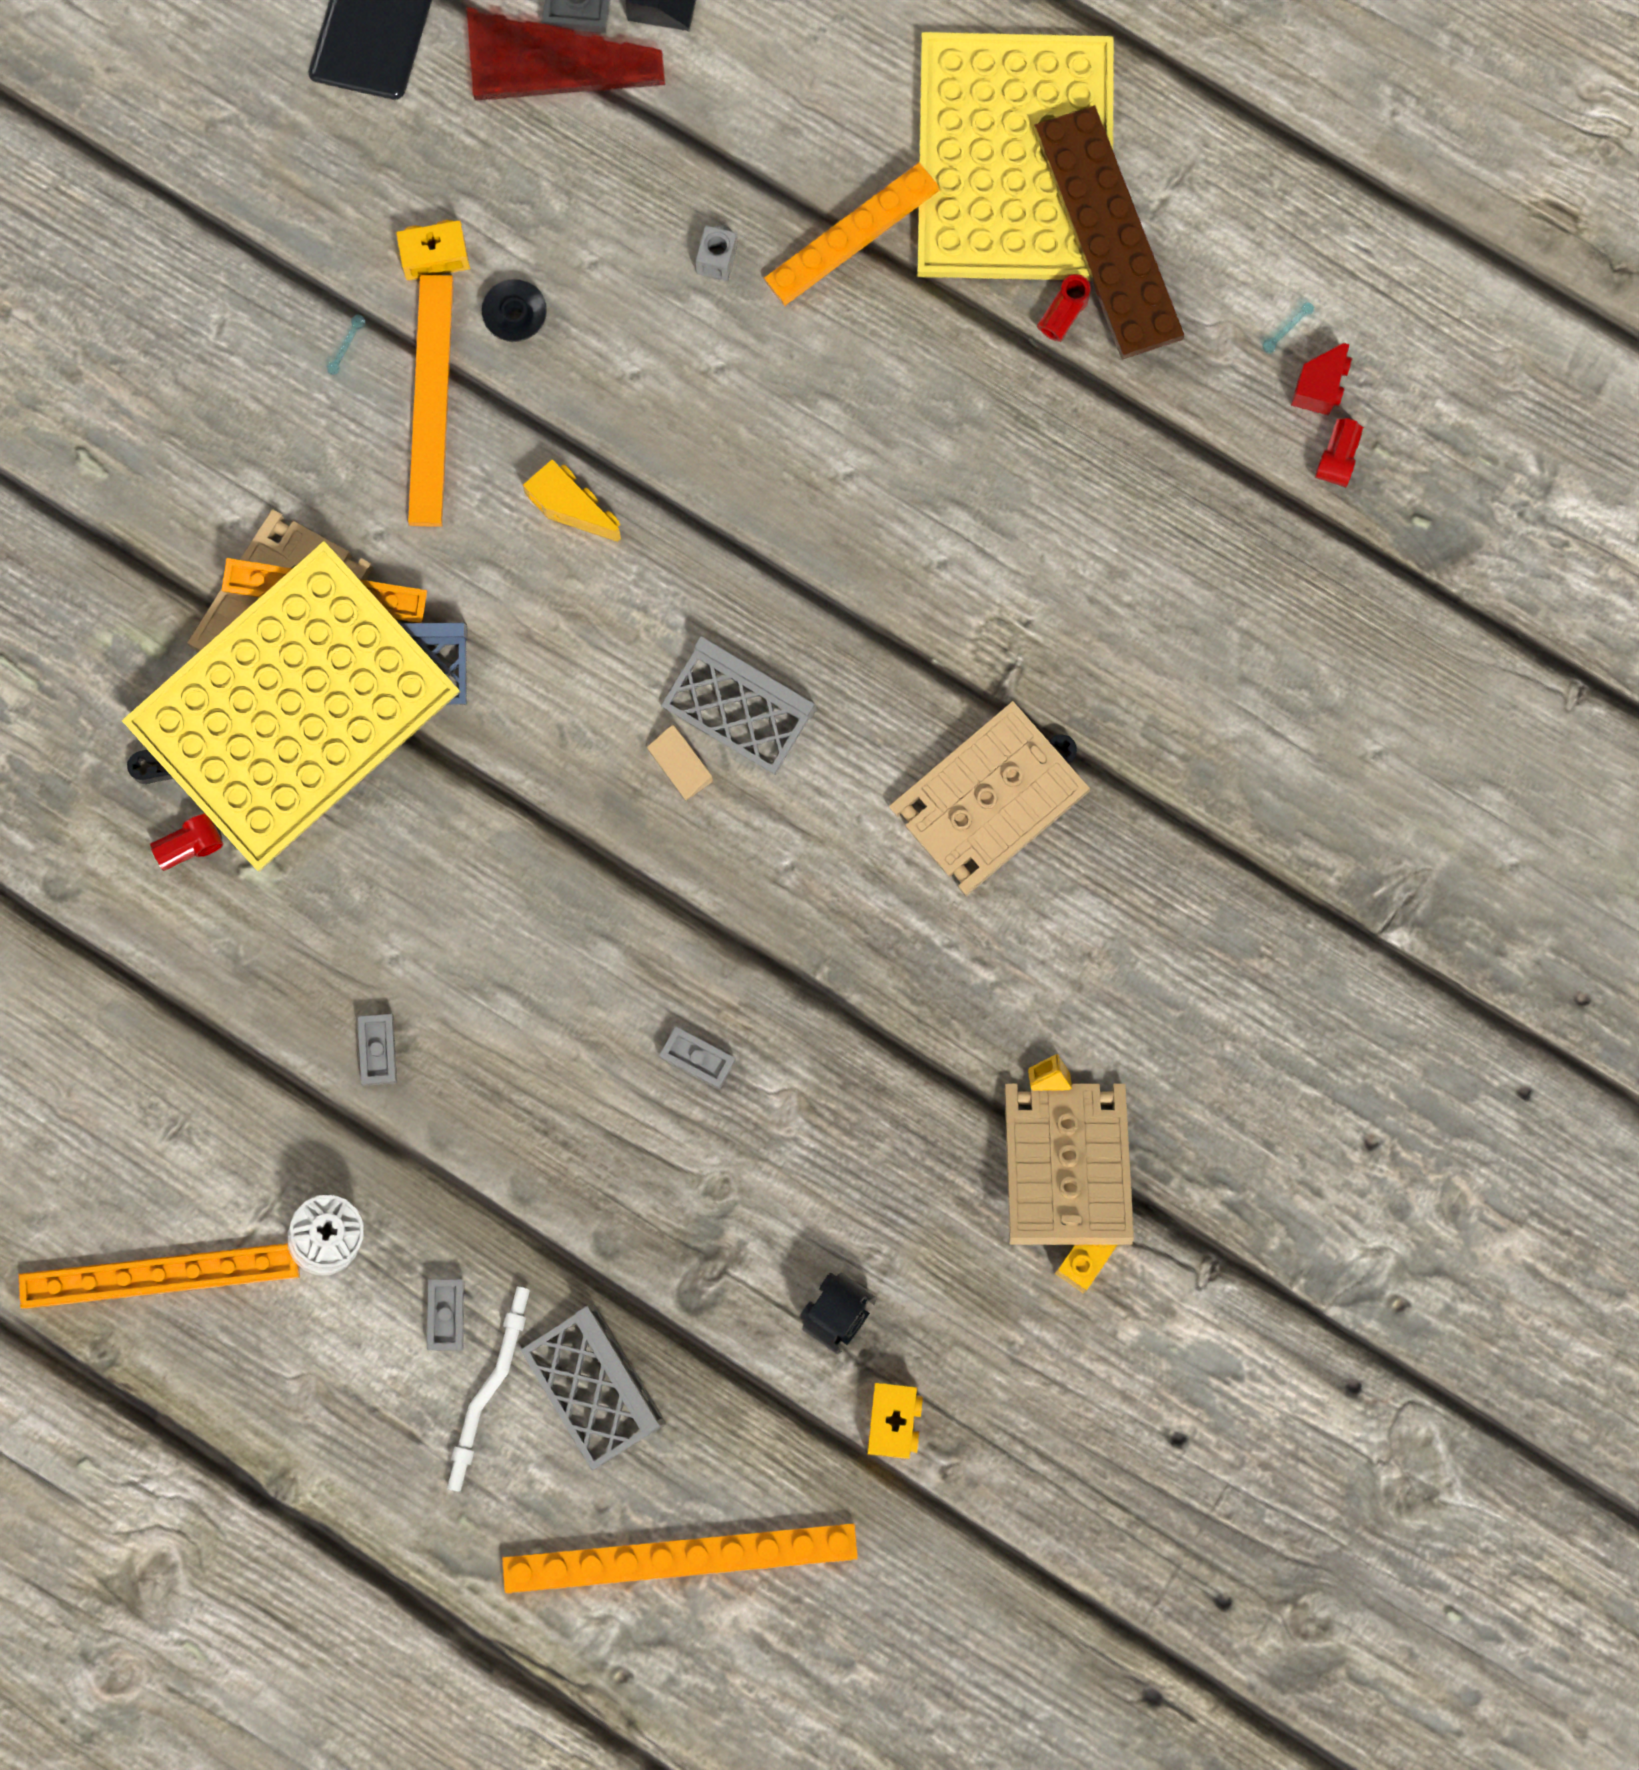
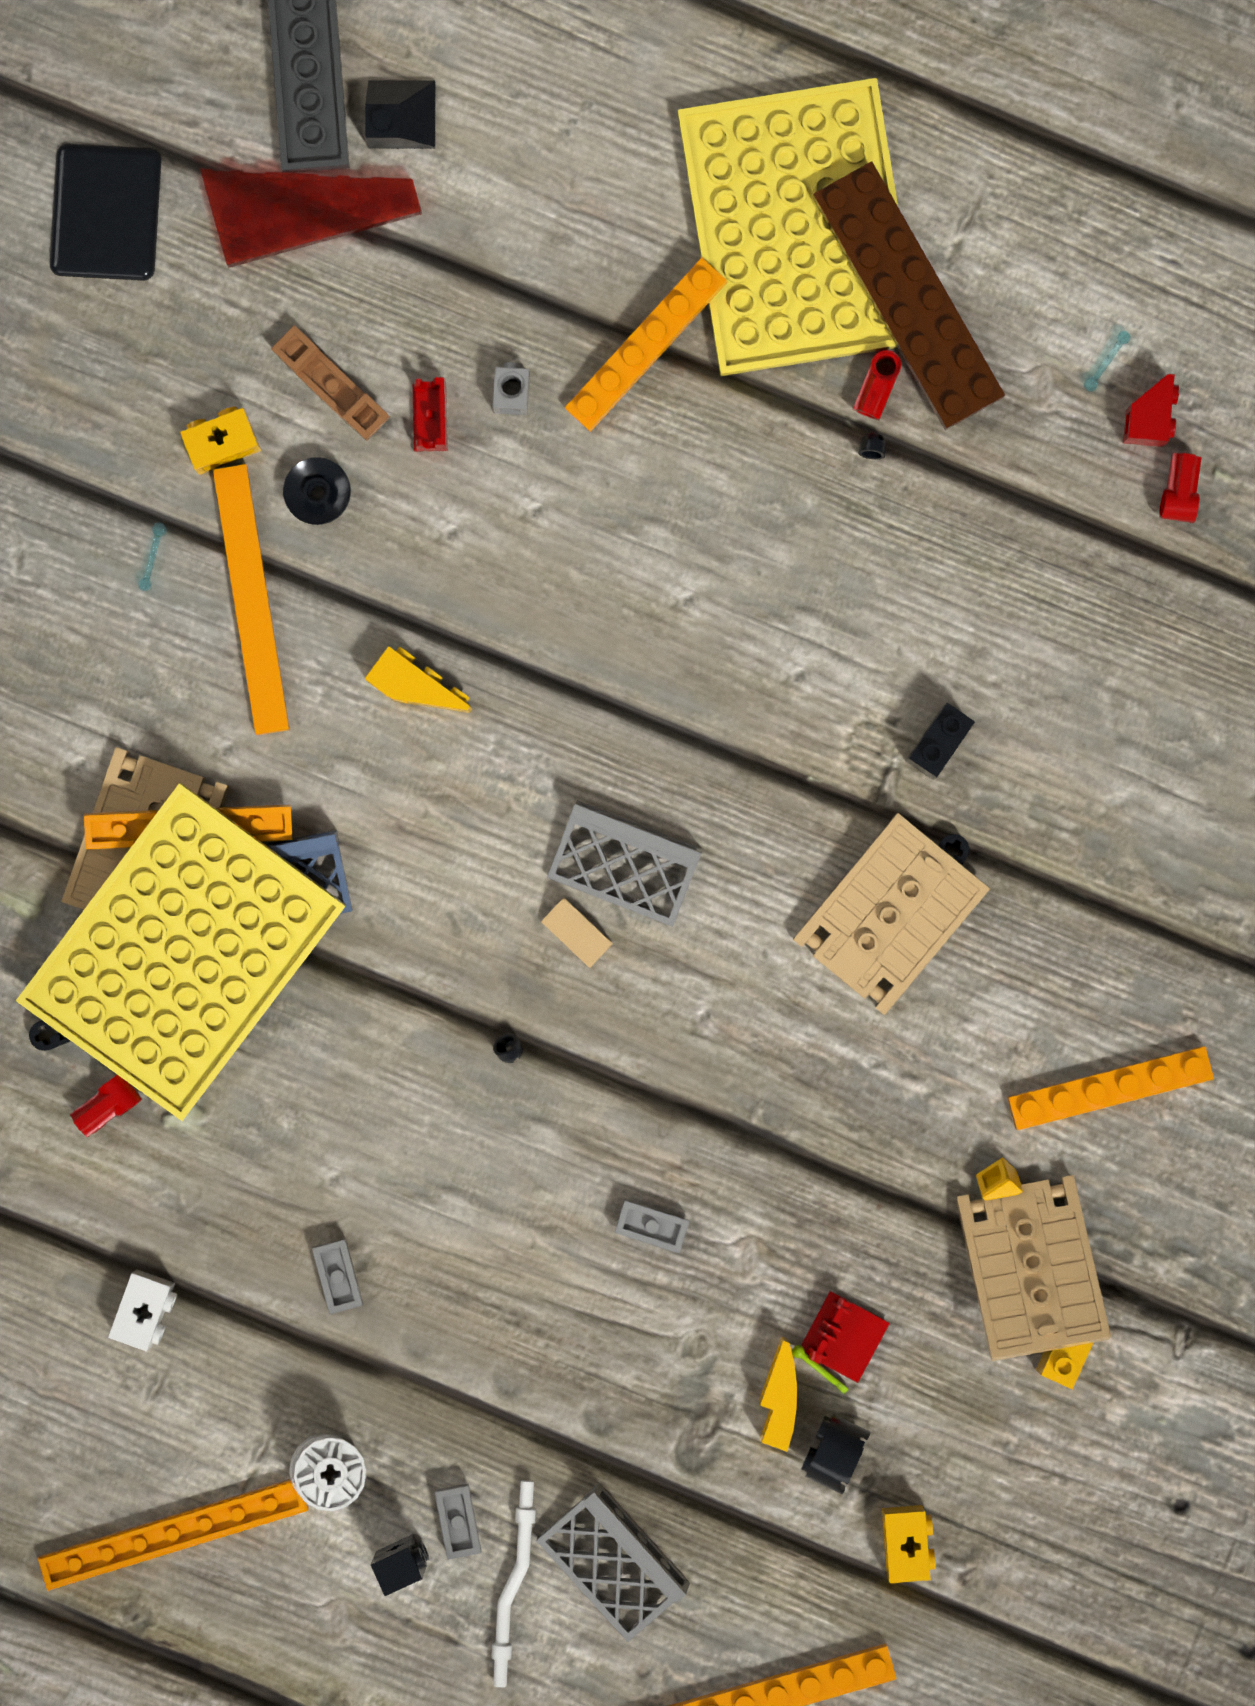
camera: 10 degrees left, 10 degrees up
(185, 1030) = (128, 1324): none -> white brick
(378, 1341) = (400, 1564): none -> black brick
(546, 217) = (330, 383): none -> medium nougat slope
(590, 860) = (504, 1042): none -> black hinge
(636, 262) = (430, 415): none -> red hinge
(793, 1250) = (780, 1397): none -> yellow slope
(820, 1209) = (799, 1352): none -> lime hinge
(867, 1203) = (844, 1336): none -> red hinge
(1050, 364) = (872, 446): none -> black hinge
(1066, 644) = (940, 741): none -> black brick
(1176, 1007) = (1110, 1088): none -> light orange plate

